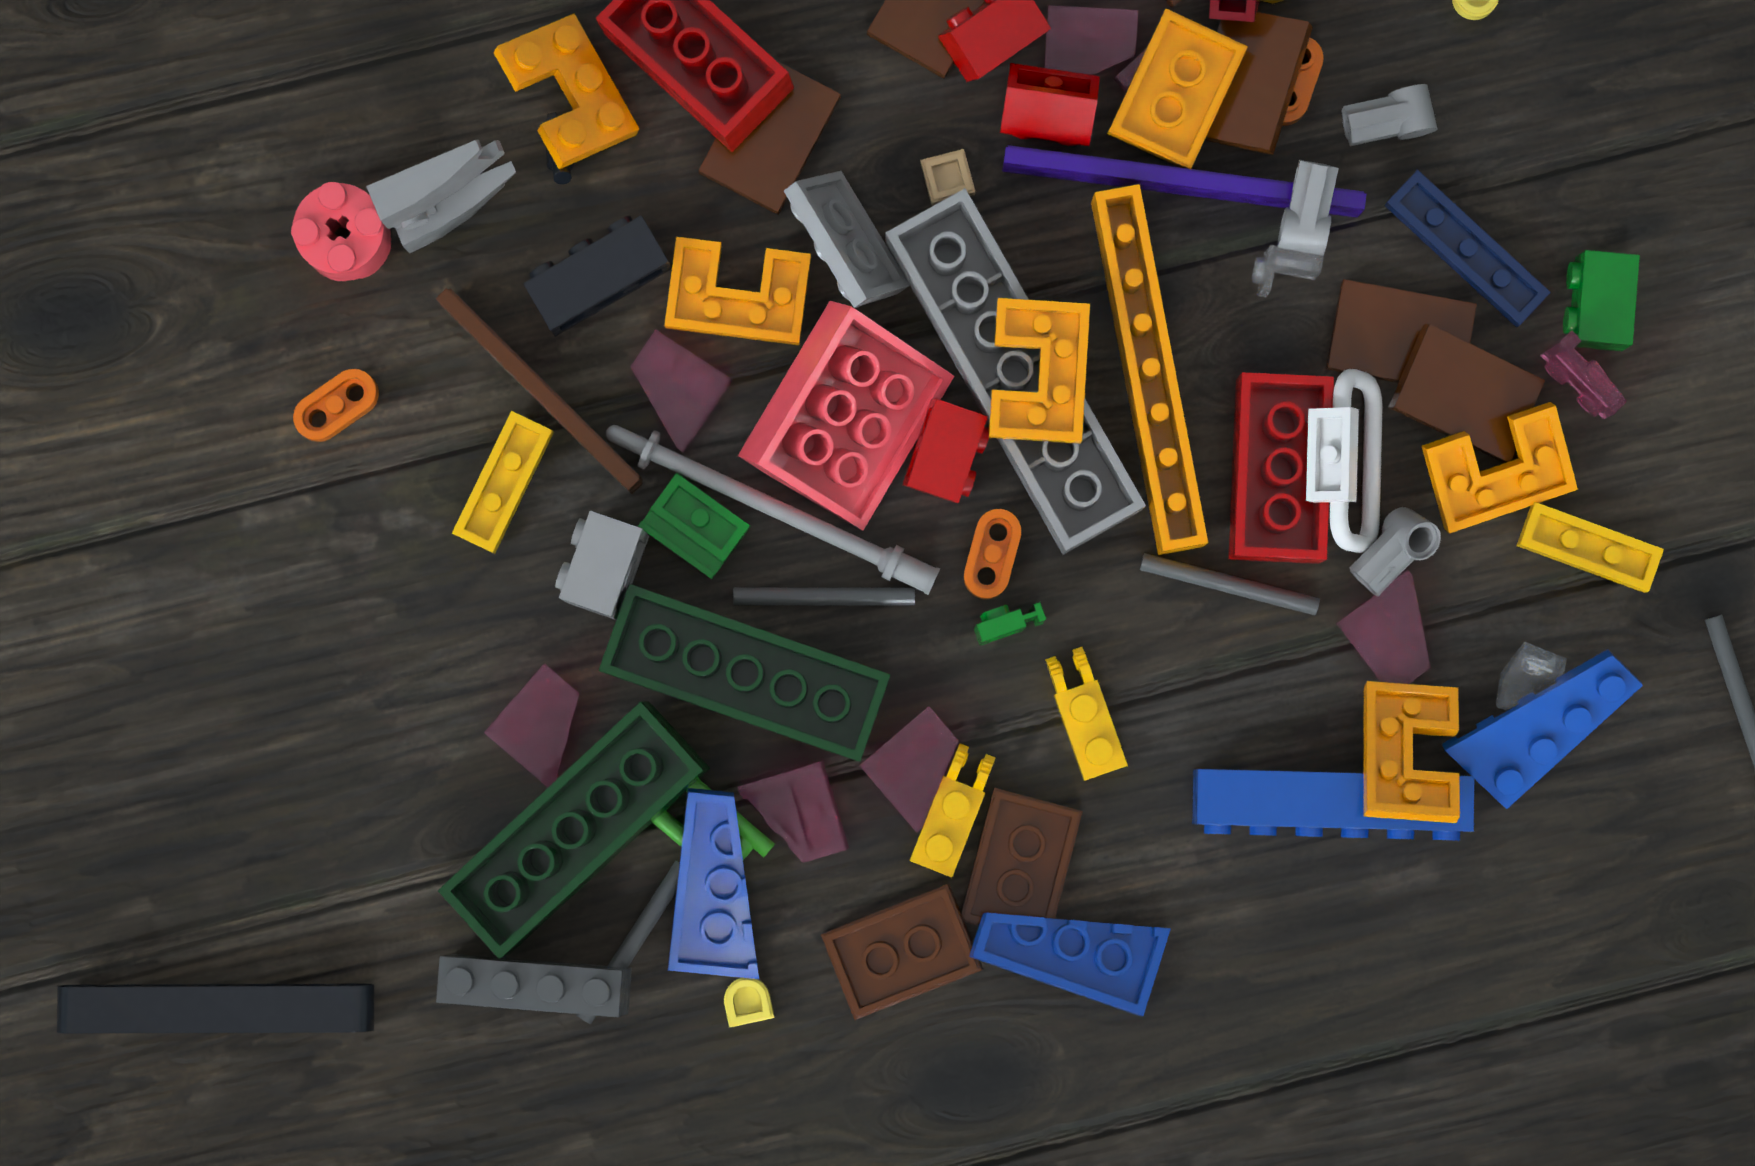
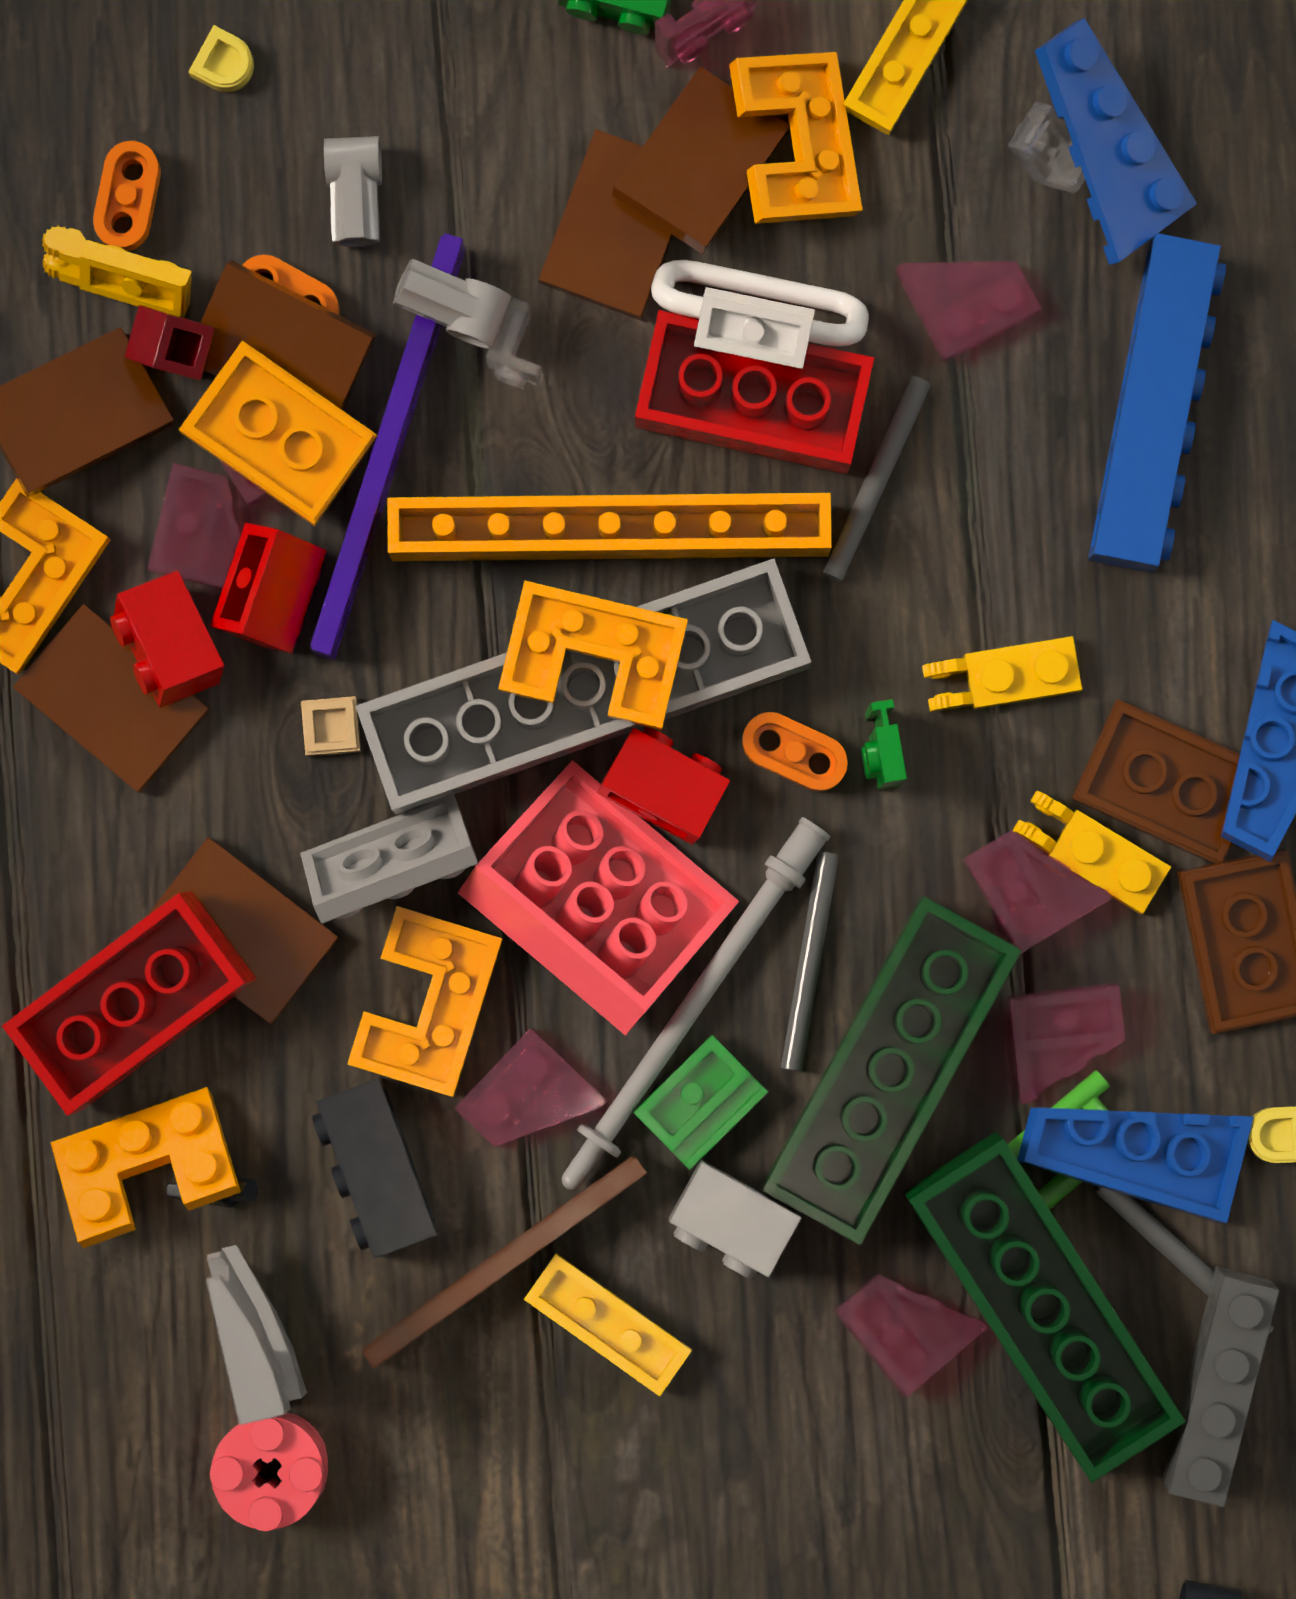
camera: 80 degrees left, 0 degrees up
(335, 402) = (478, 1511): orange plate -> none
(1390, 783) = (1148, 331): light orange plate -> none
(1403, 540) = (861, 263): light grey piece -> none
(1467, 248) = (527, 128): dark blue plate -> none

